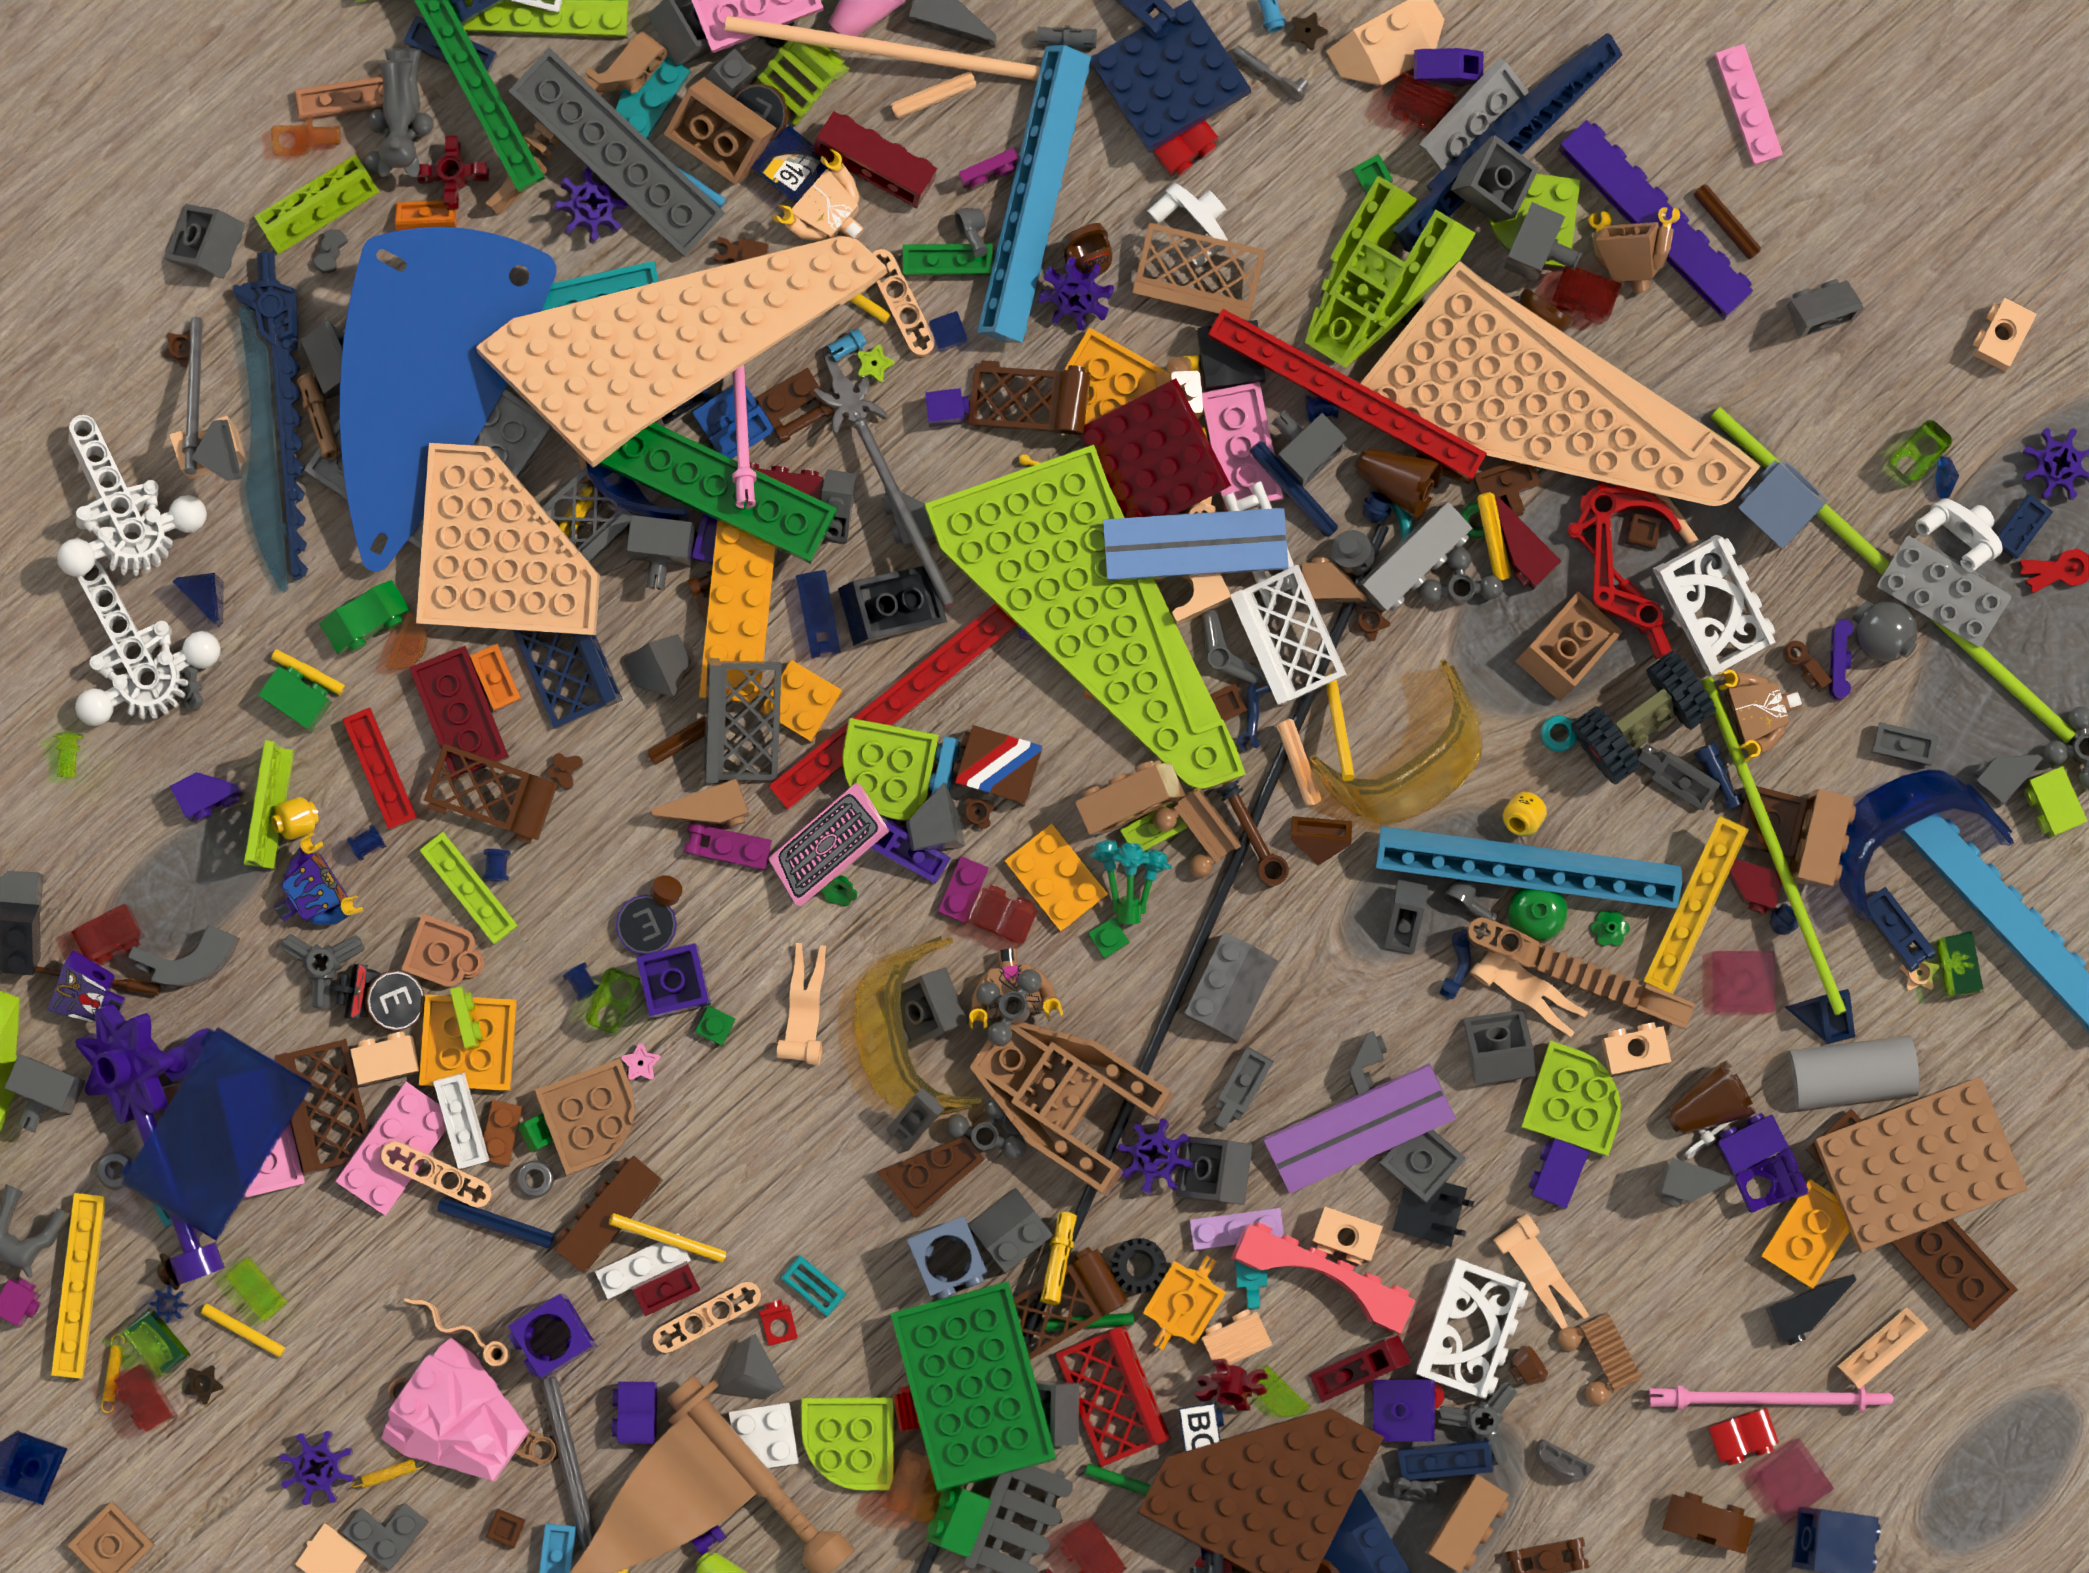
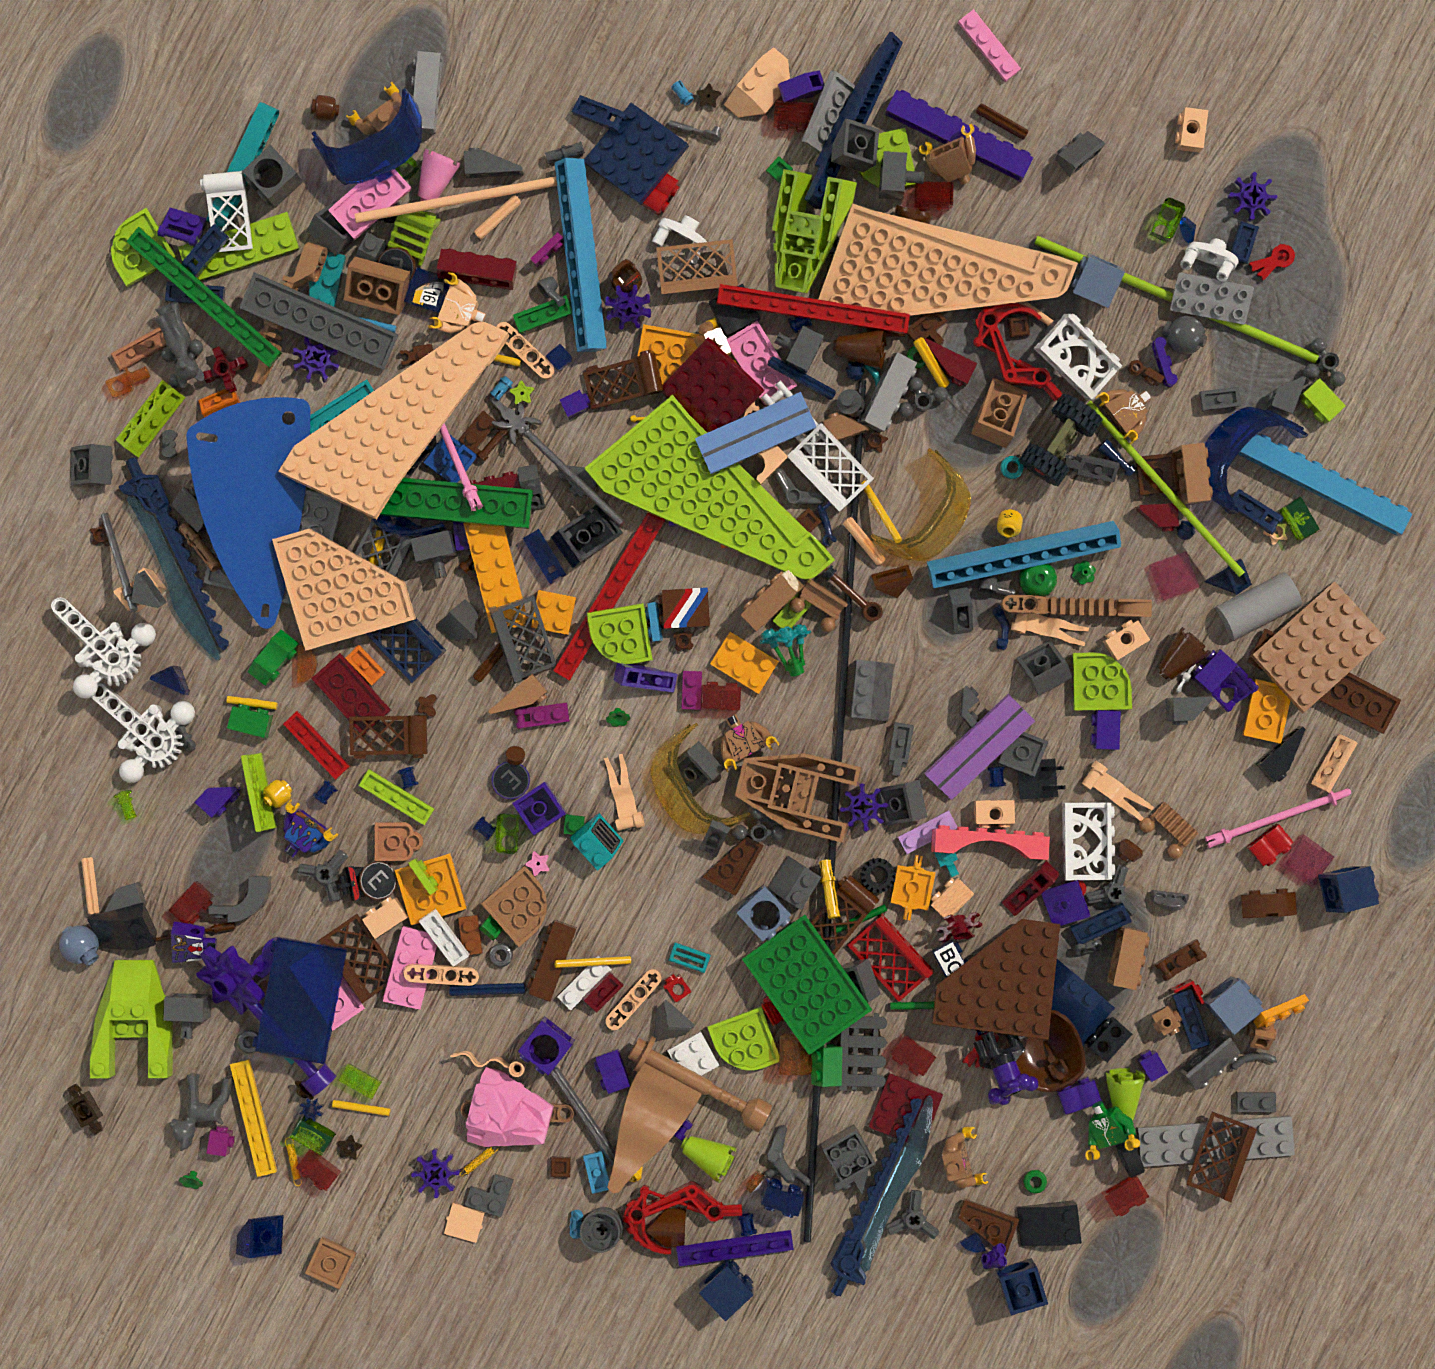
camera: 25 degrees left, 5 degrees up
(741, 1061) = (597, 841): none -> teal slope
(828, 844) = (602, 693): tile -> none
(936, 823) = (661, 657): dark grey slope -> none
(989, 994) = (731, 748): dark grey piece -> none
(1109, 938) = (788, 687): green plate -> none
(1281, 1397) = (990, 922): clear neon green tile -> none
(1369, 1183) = (996, 776): none -> clear blue bush
(1696, 904) = (1131, 540): yellow plate -> none

